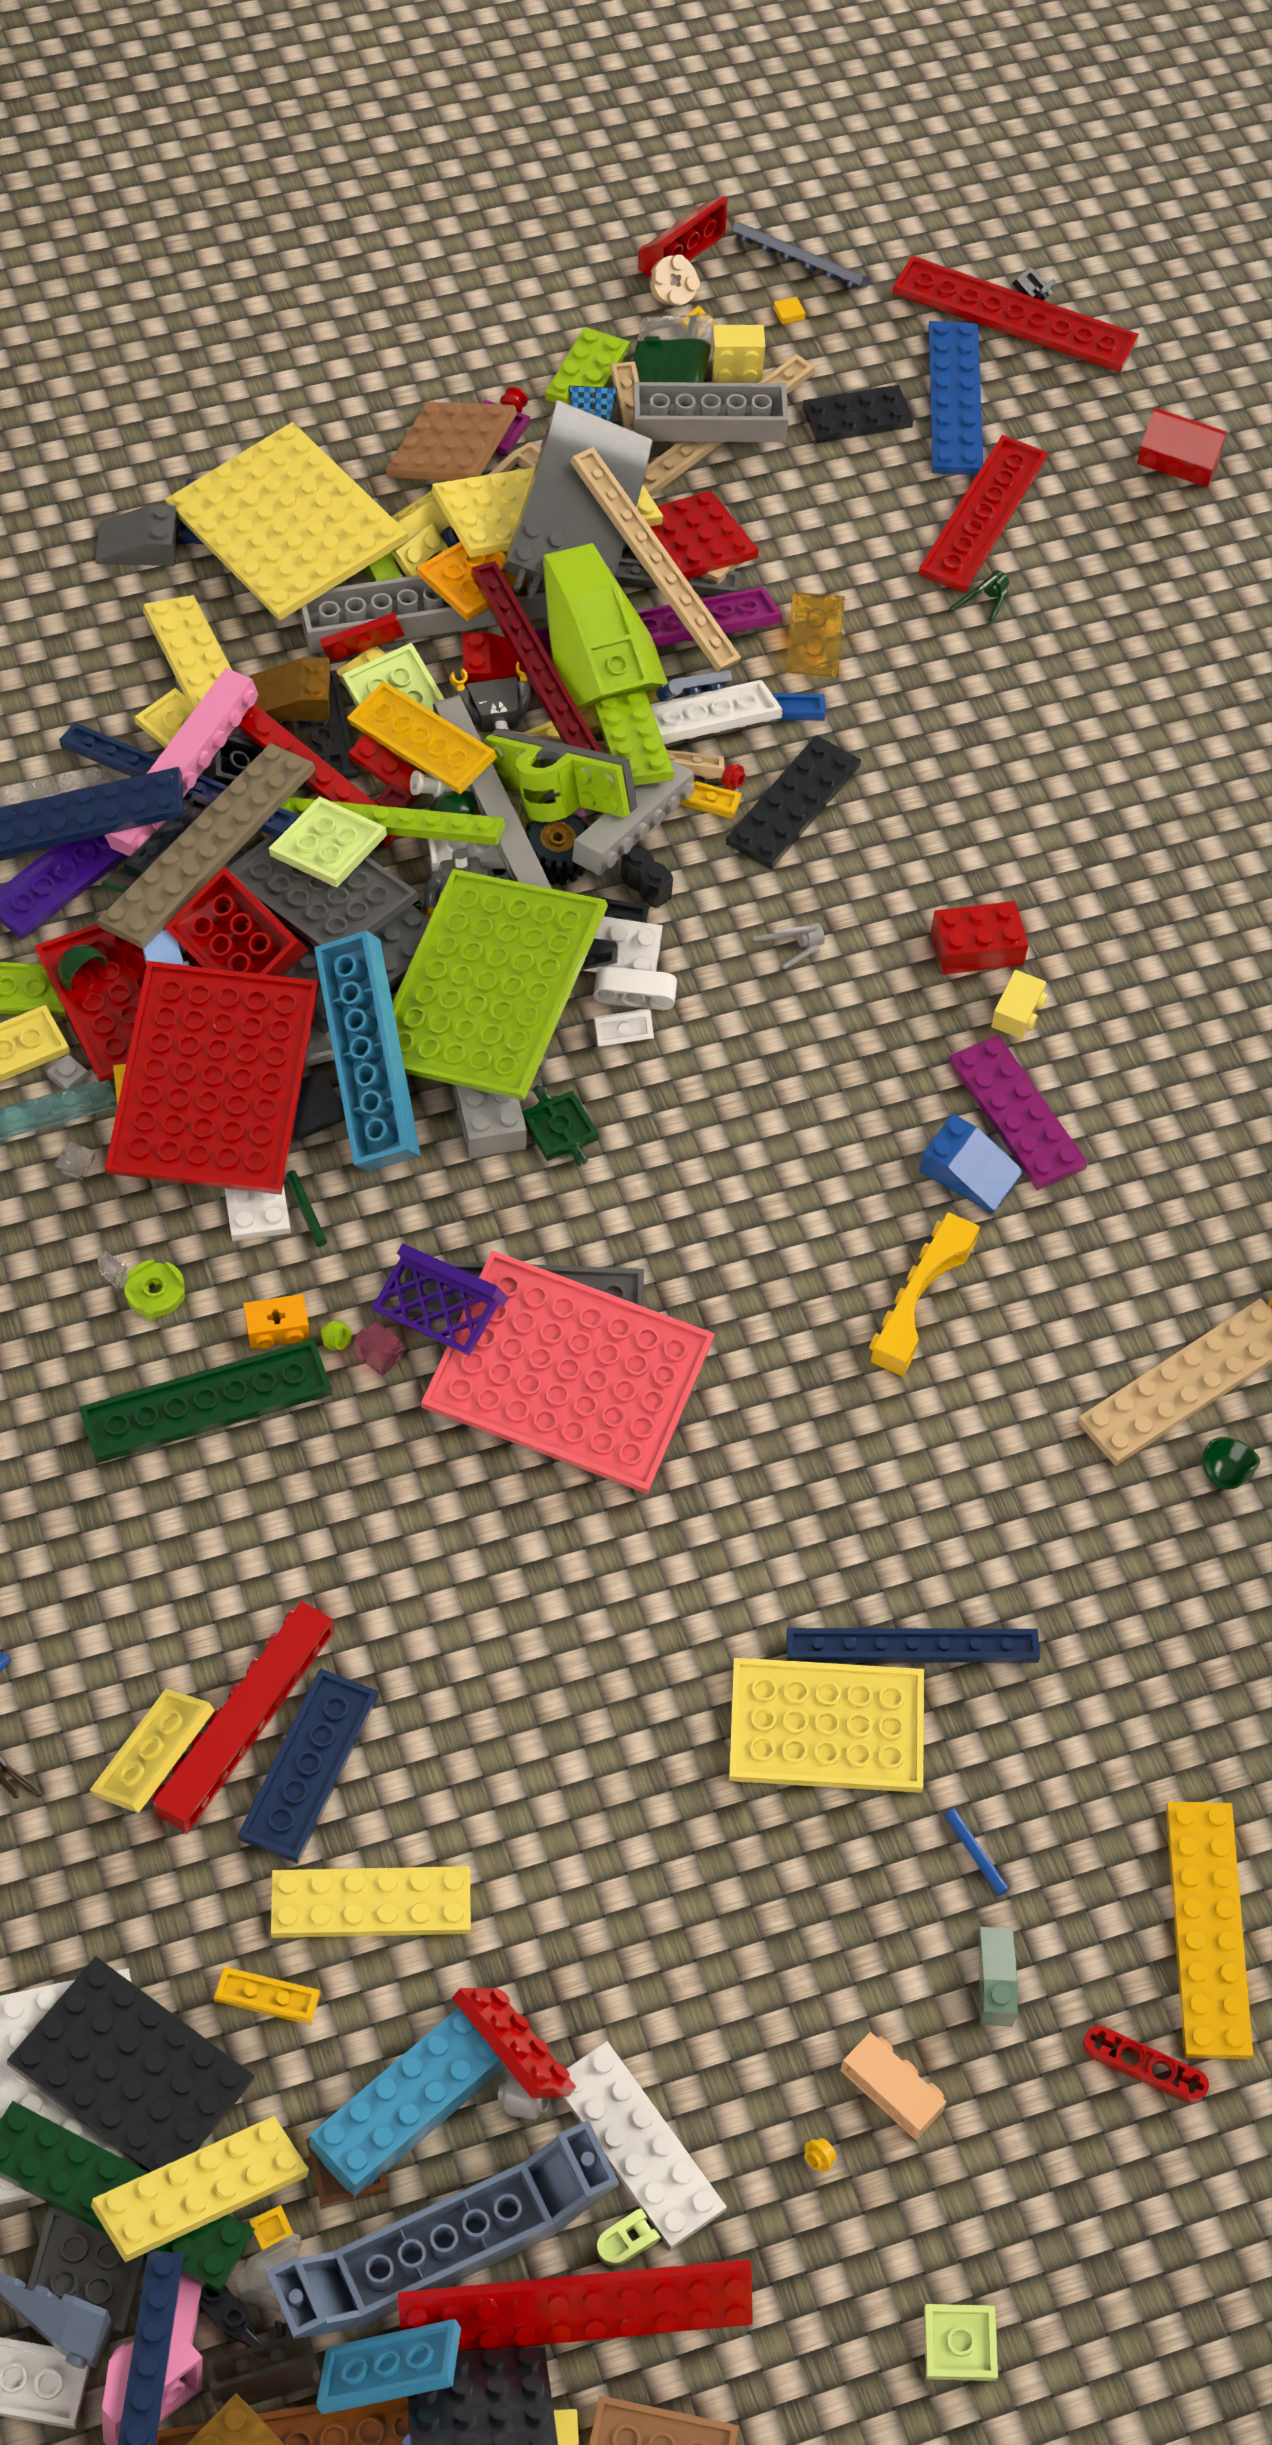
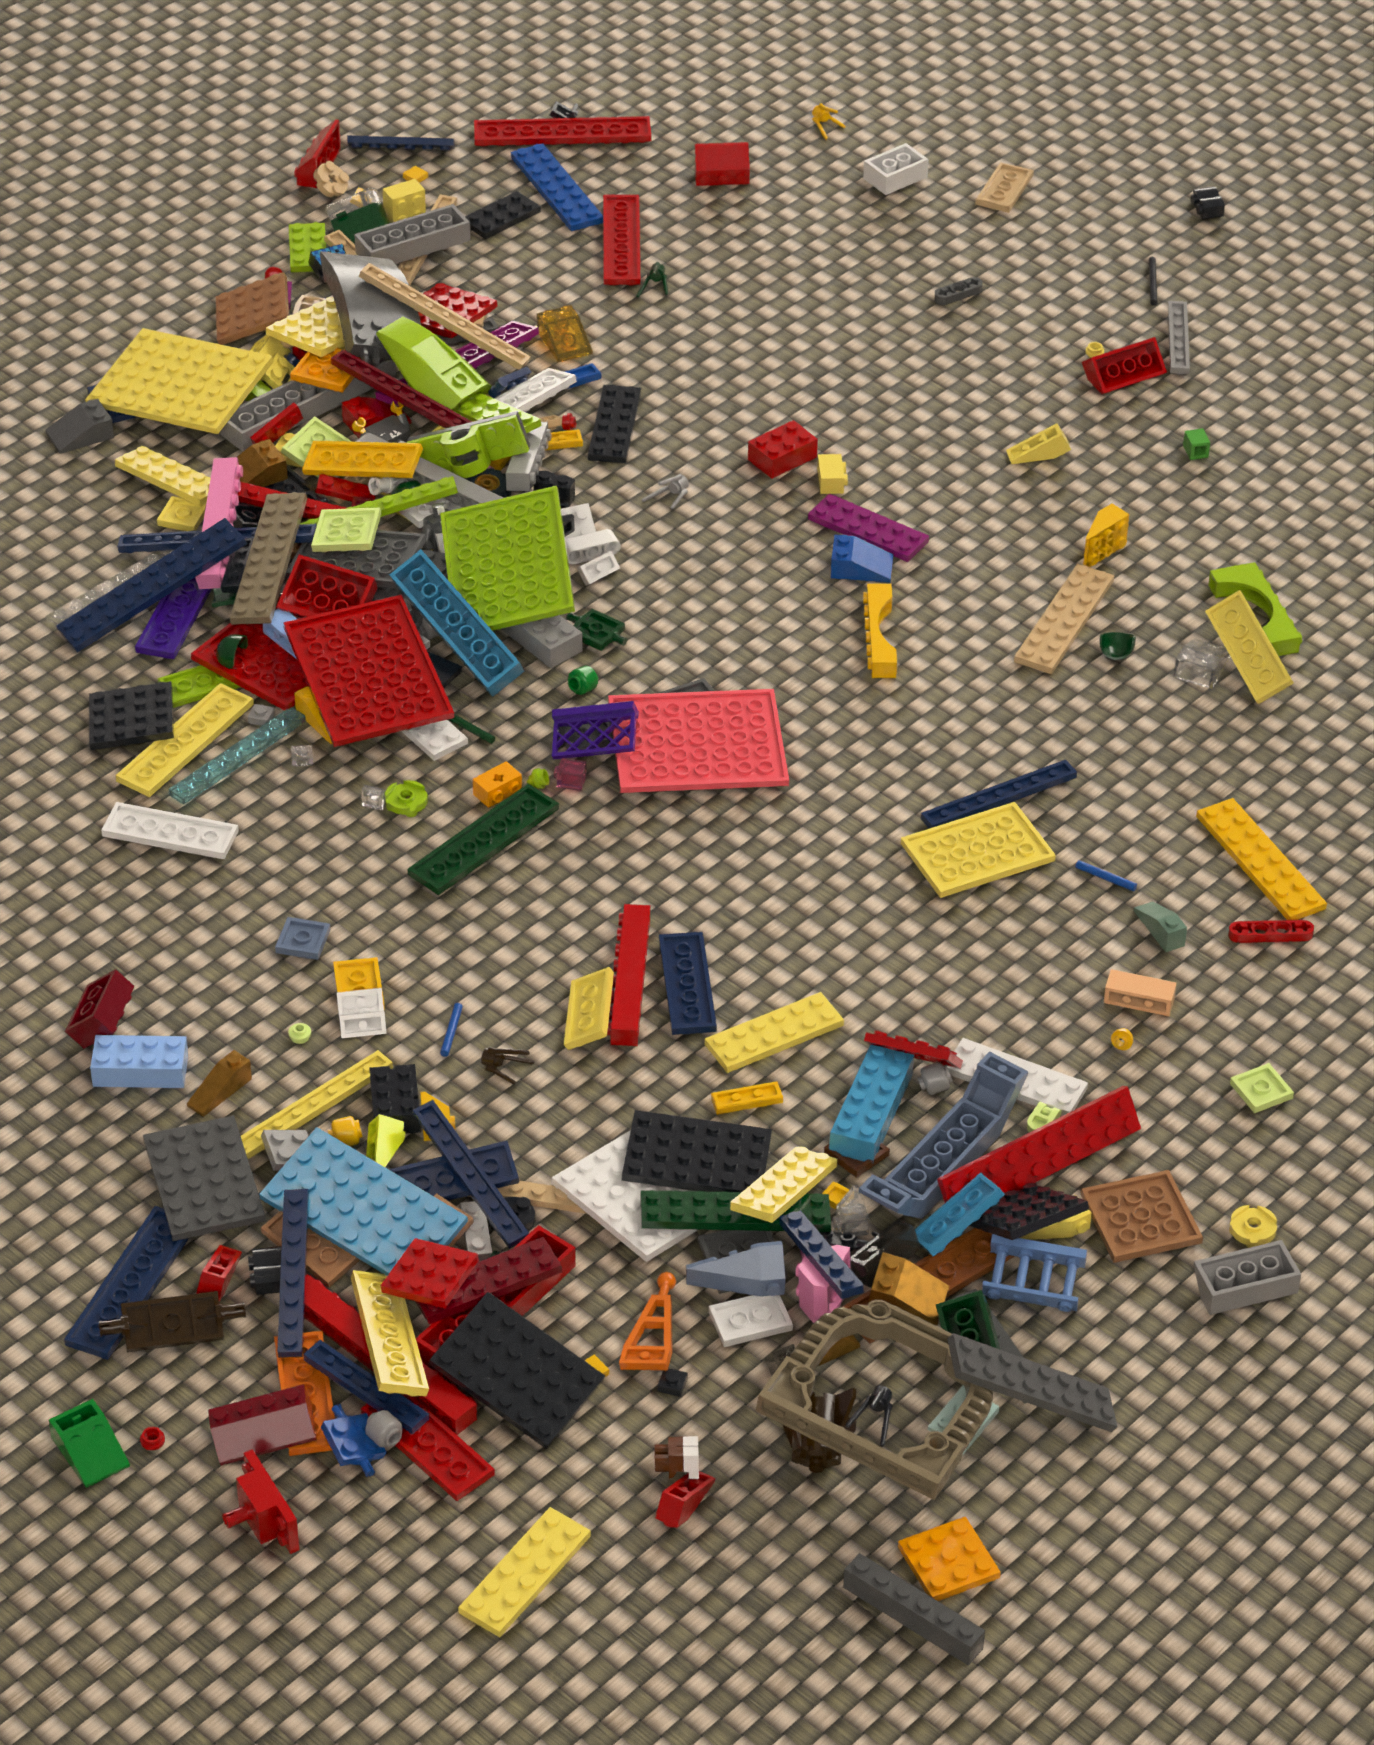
camera: 25 degrees left, 15 degrees down
(488, 1201) = (582, 680): none -> green head

